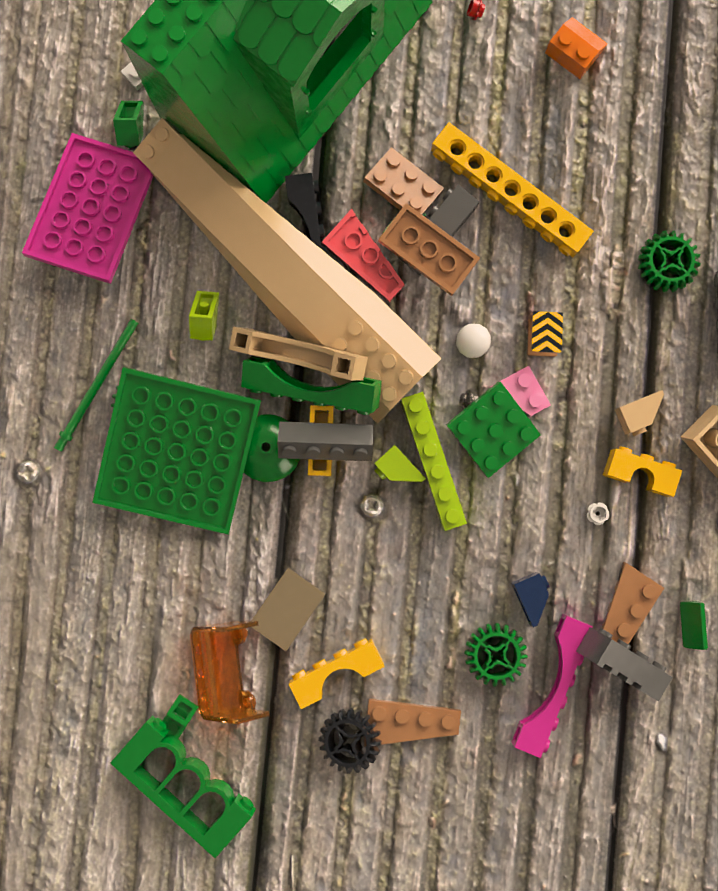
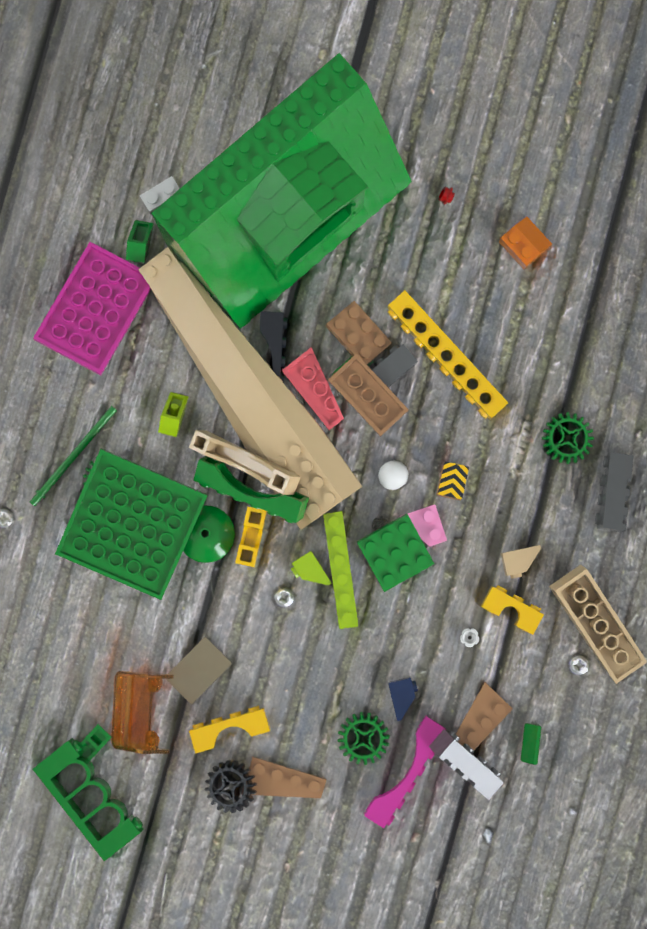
camera: 10 degrees right, 0 degrees up
(325, 441) = (254, 538): dark grey brick -> none

